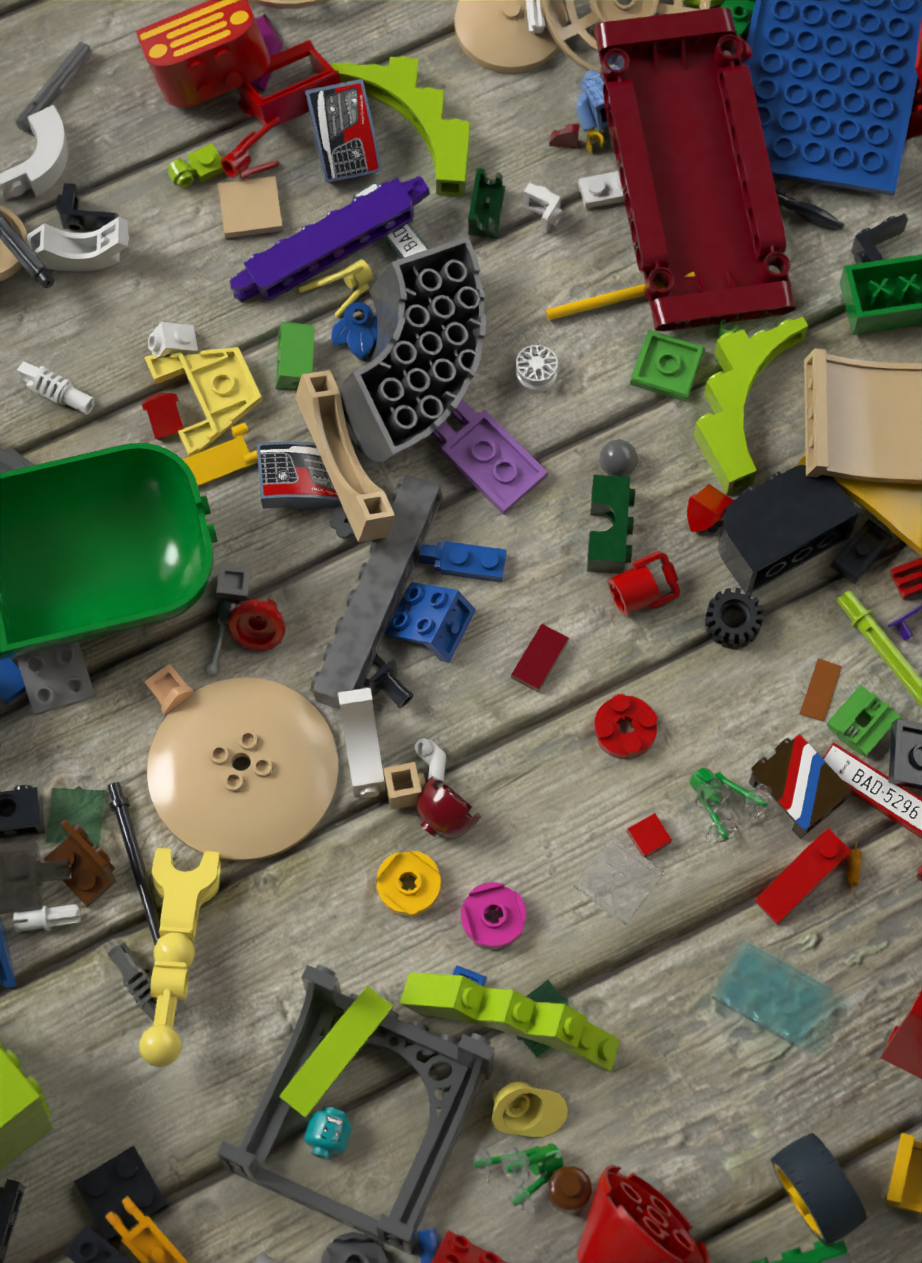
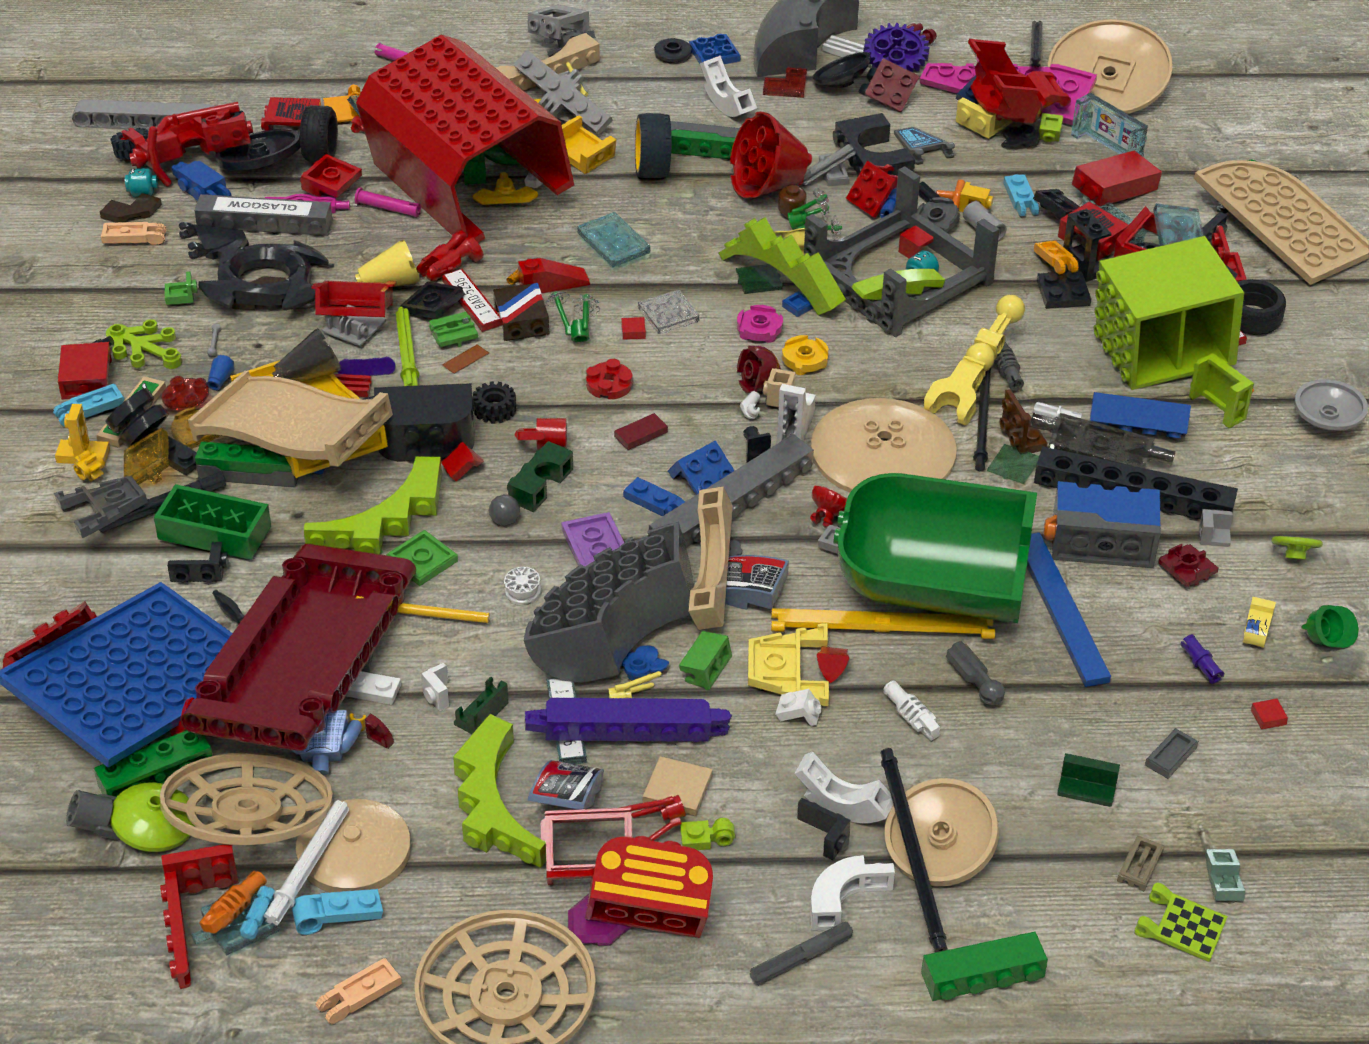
camera: 155 degrees left, 25 degrees down
(357, 1181) = (913, 241): none -> red panel

